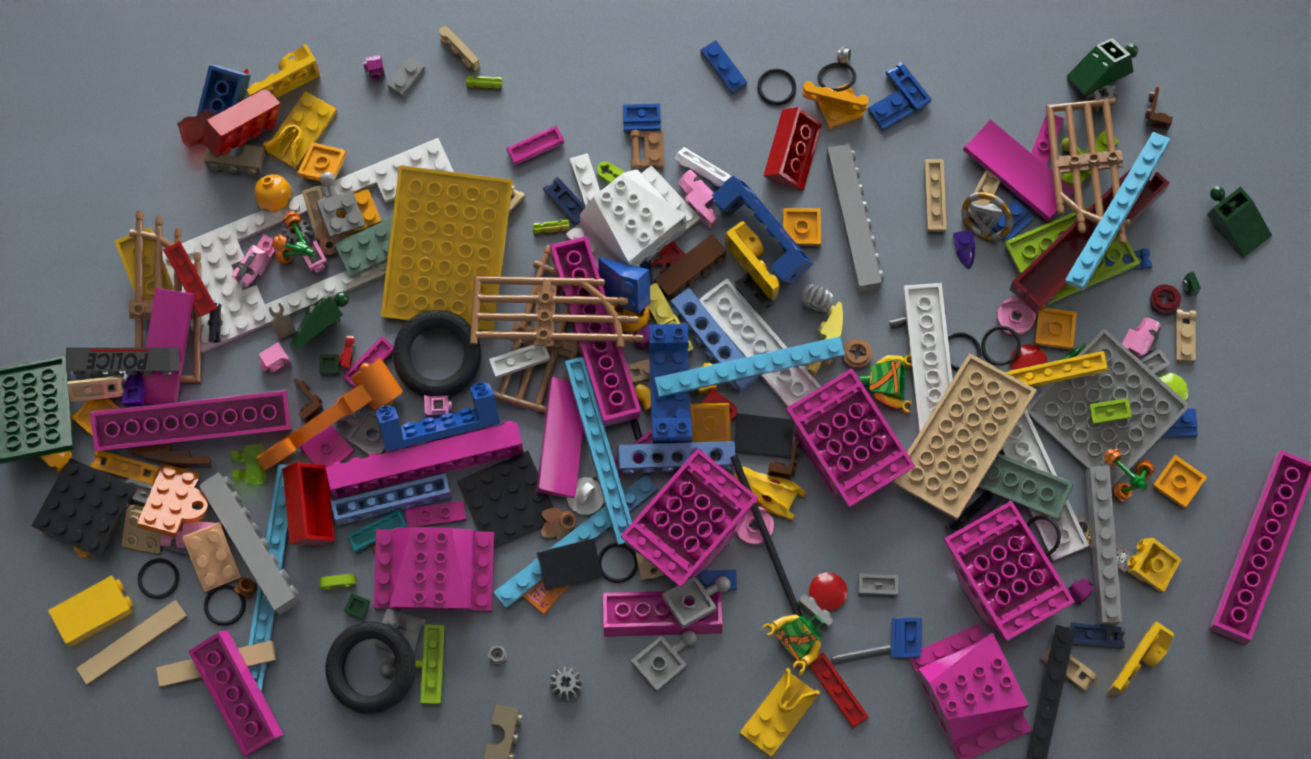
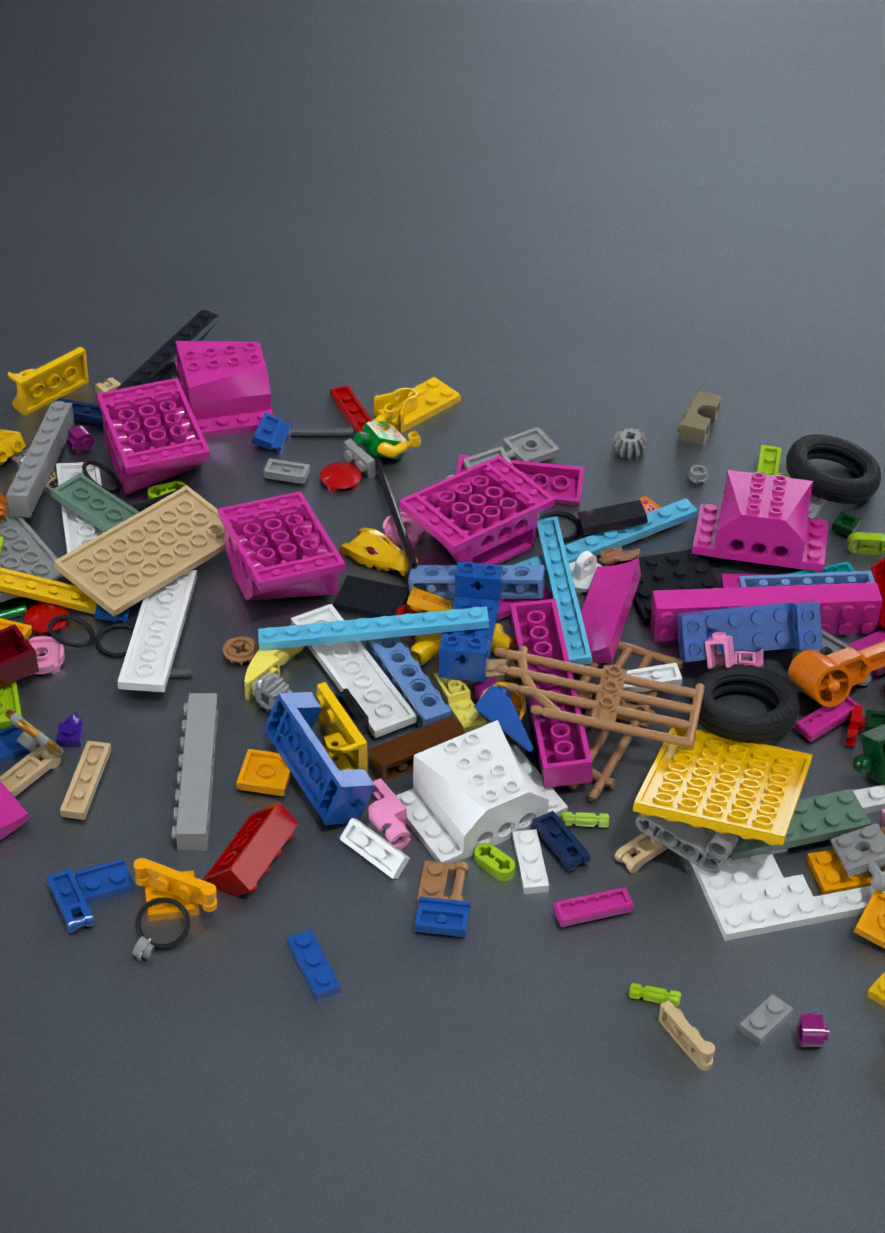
camera: 170 degrees left, 30 degrees down
(459, 392) = (720, 650): none -> bright pink window
(779, 469) = (359, 563): reddish brown bracket -> none
(781, 71) = (249, 951): black tyre -> none
(888, 381) = (214, 616): torso -> none

